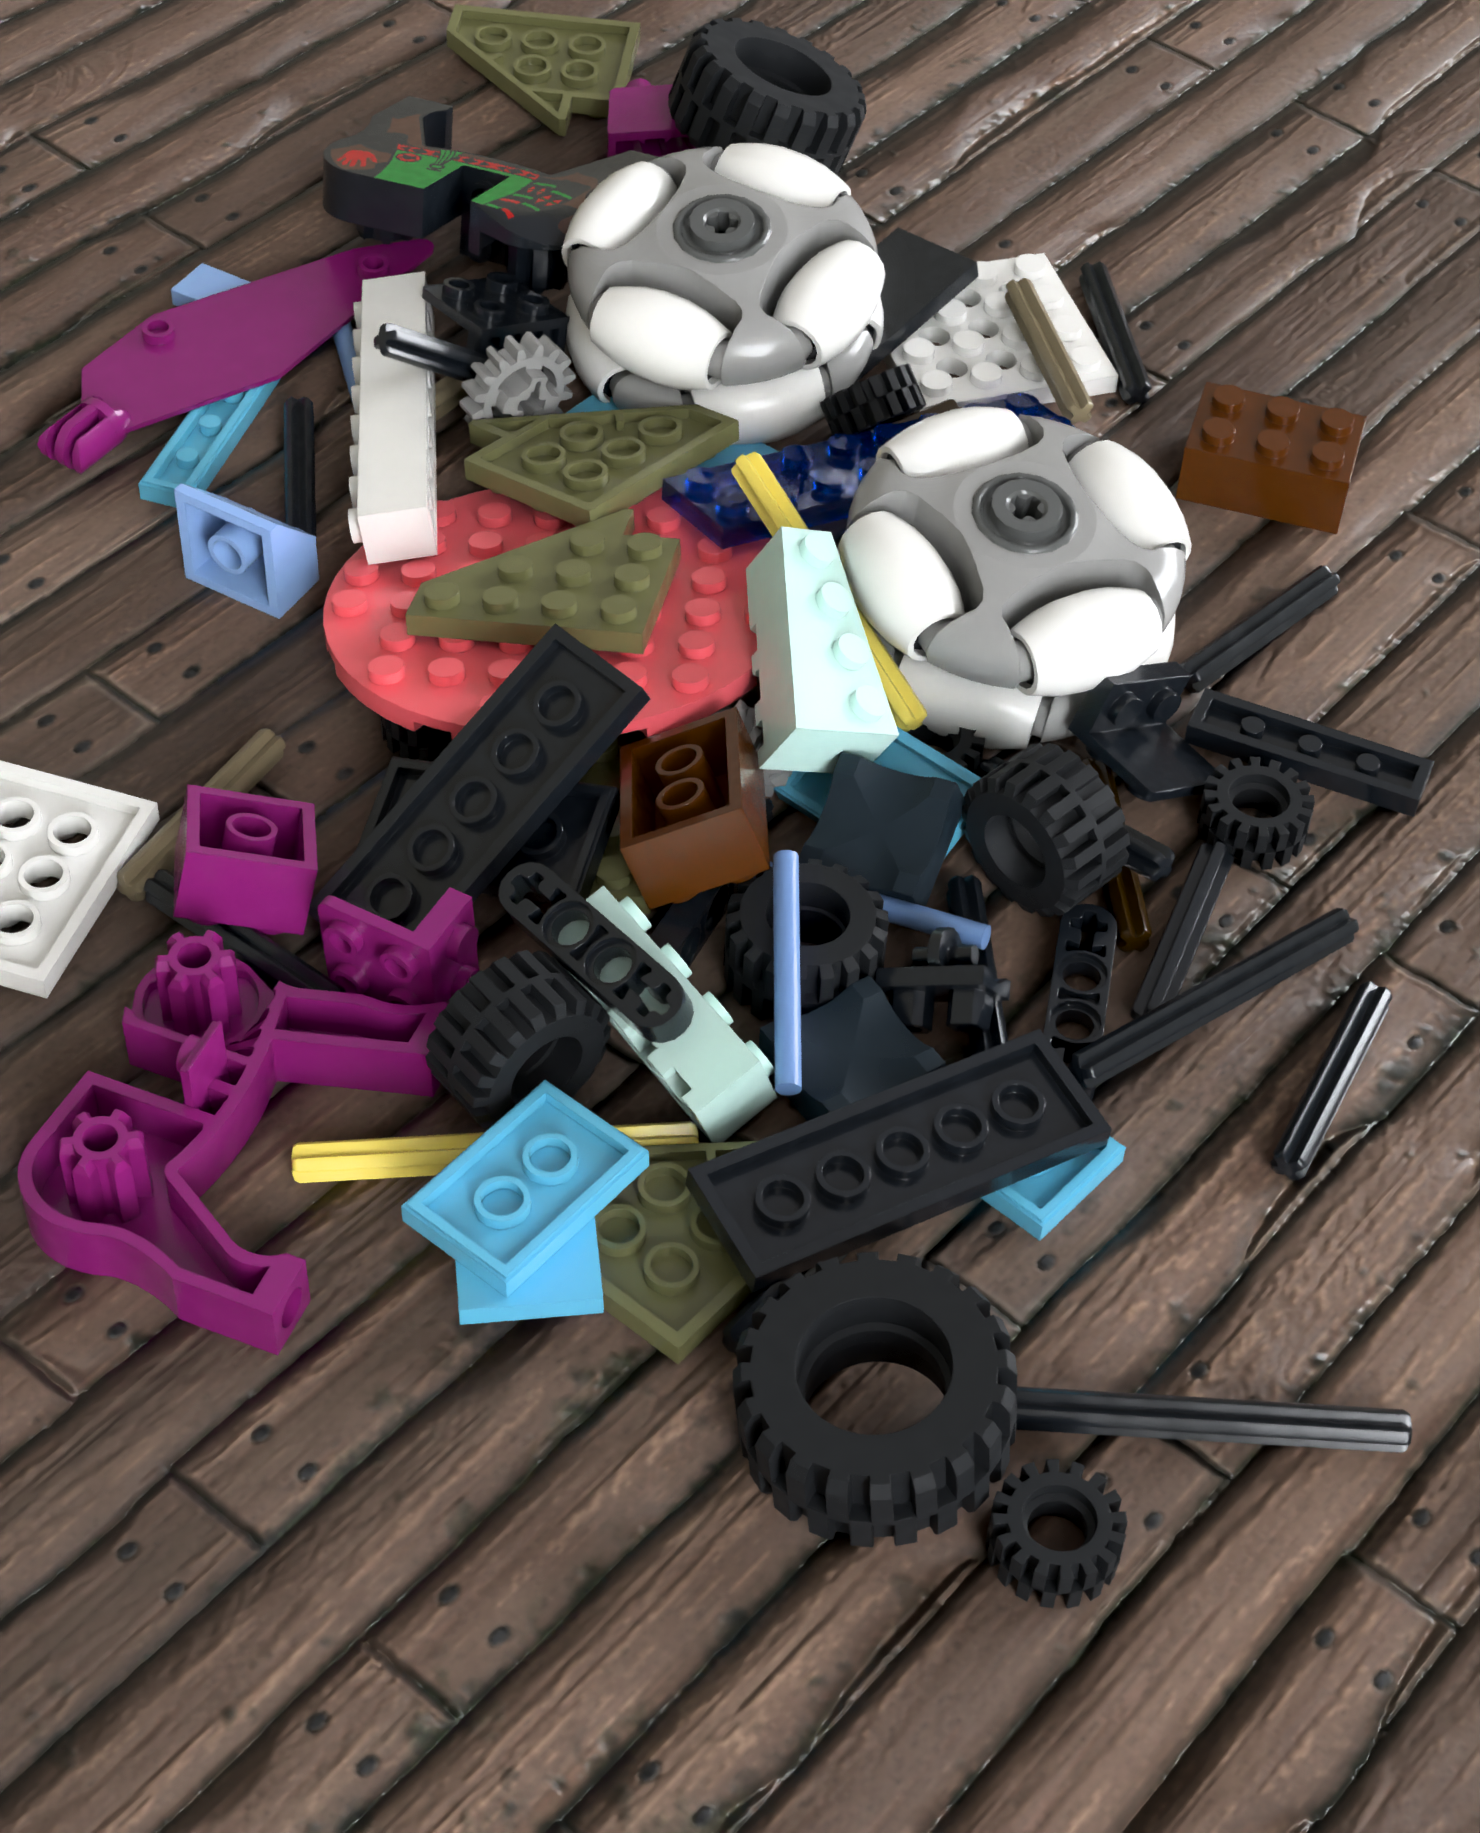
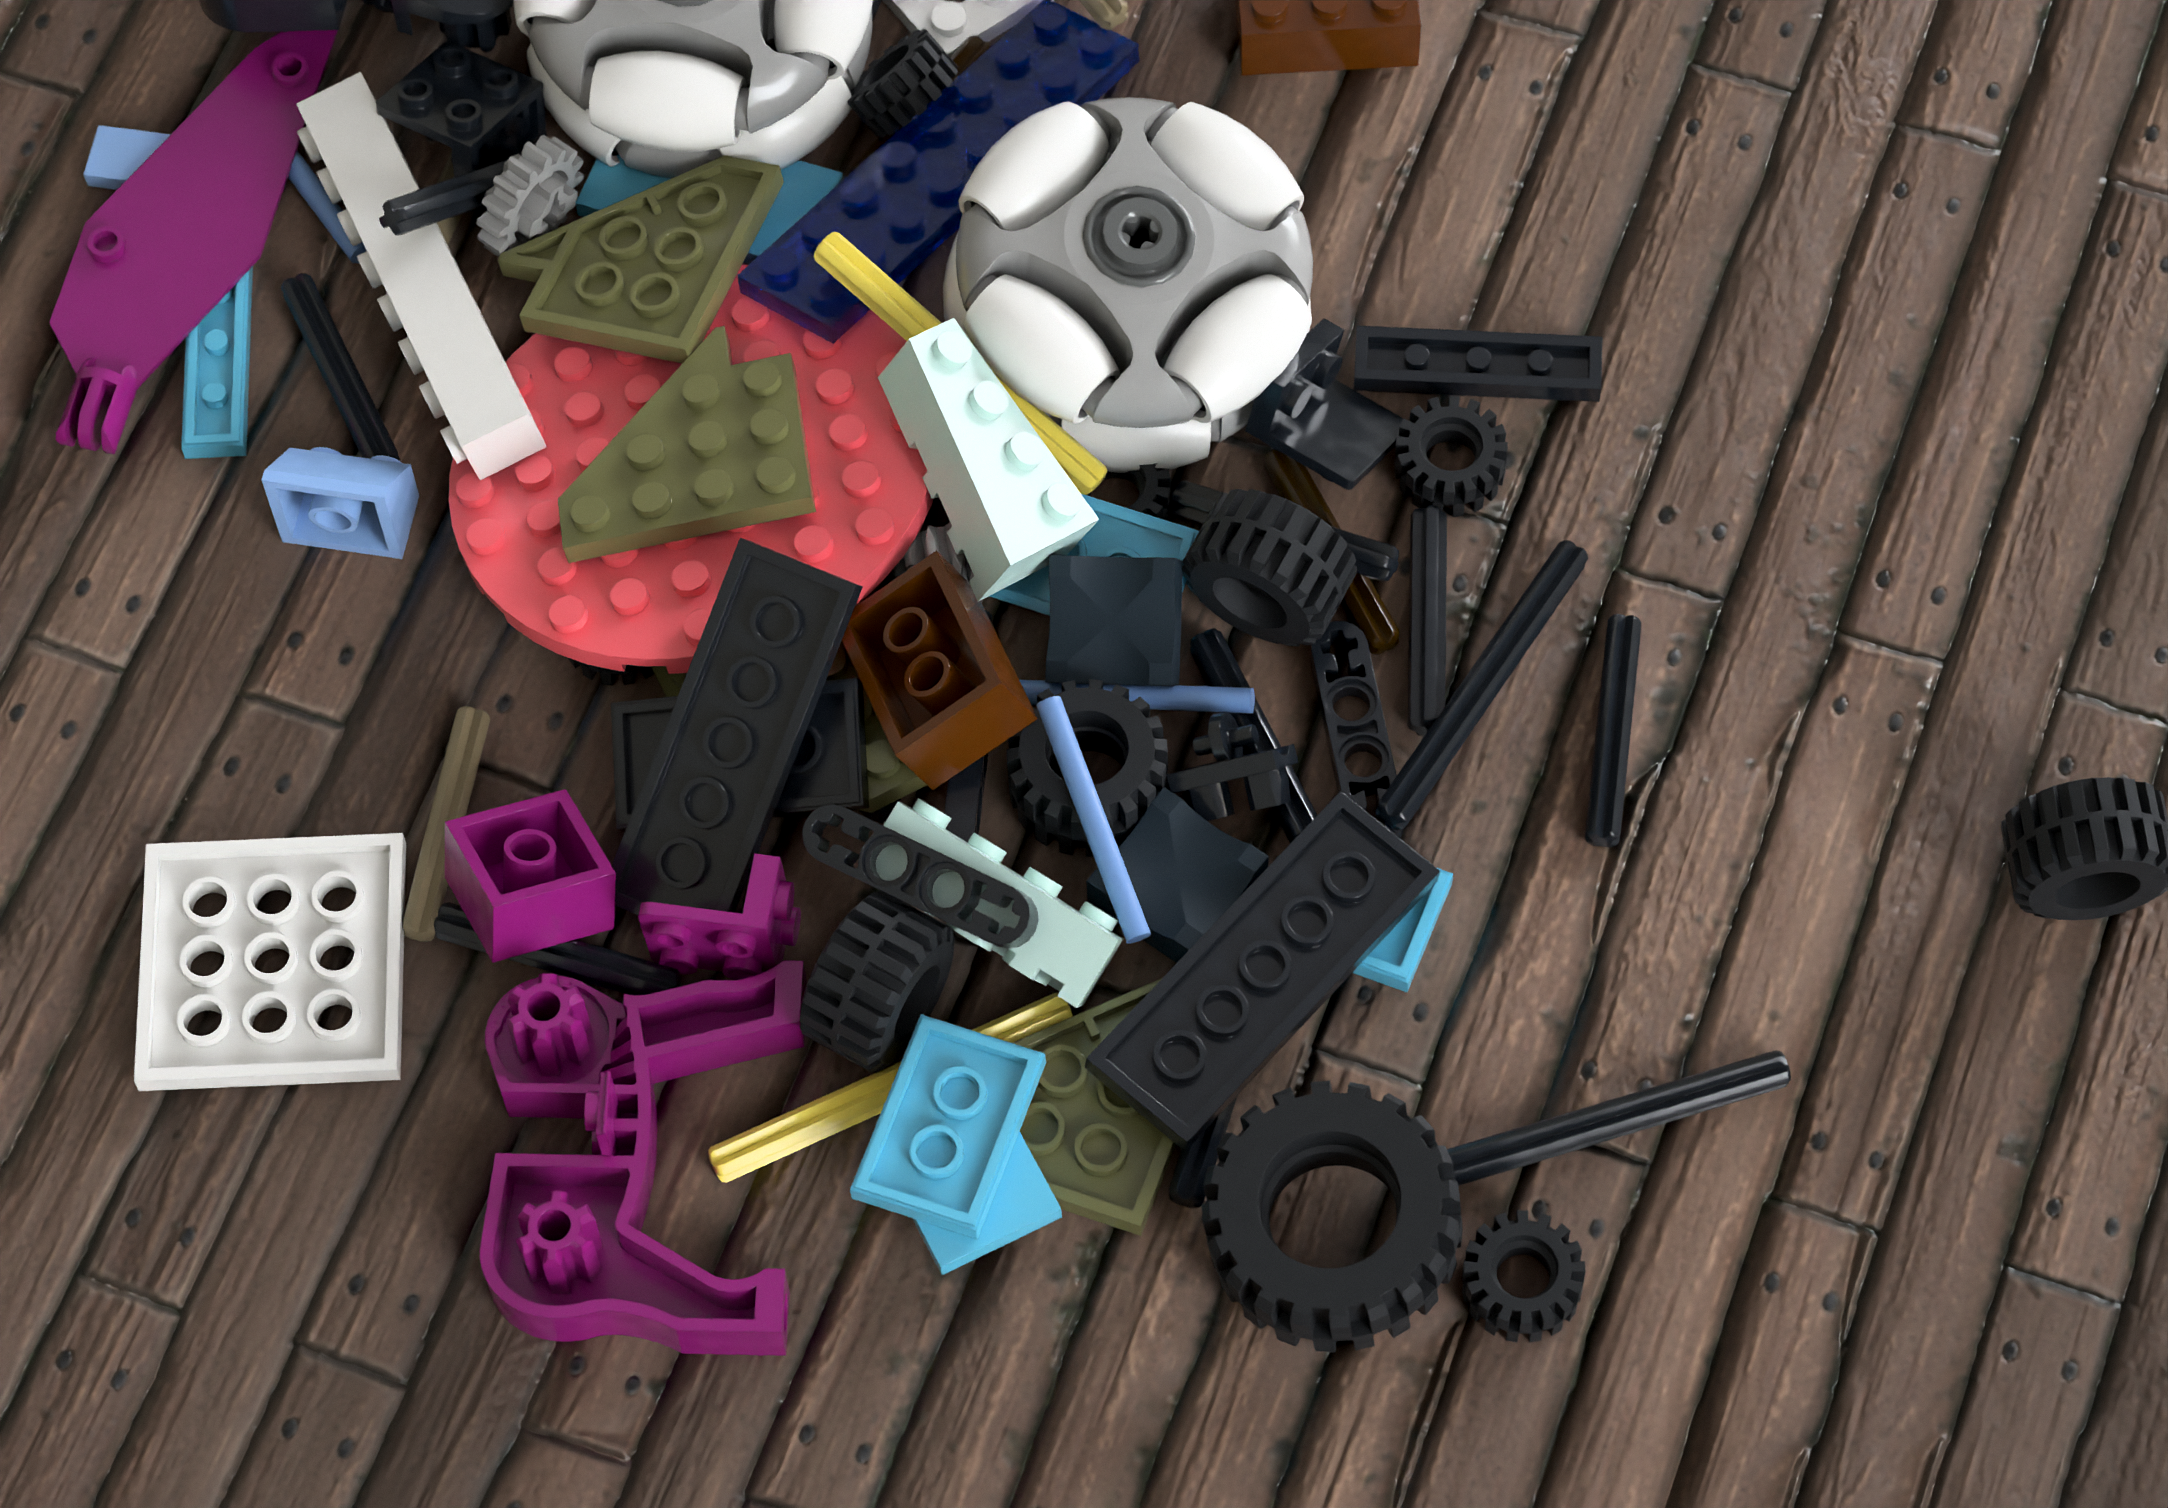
camera: 15 degrees left, 15 degrees up
(1260, 628) = (1381, 224): black axle -> none

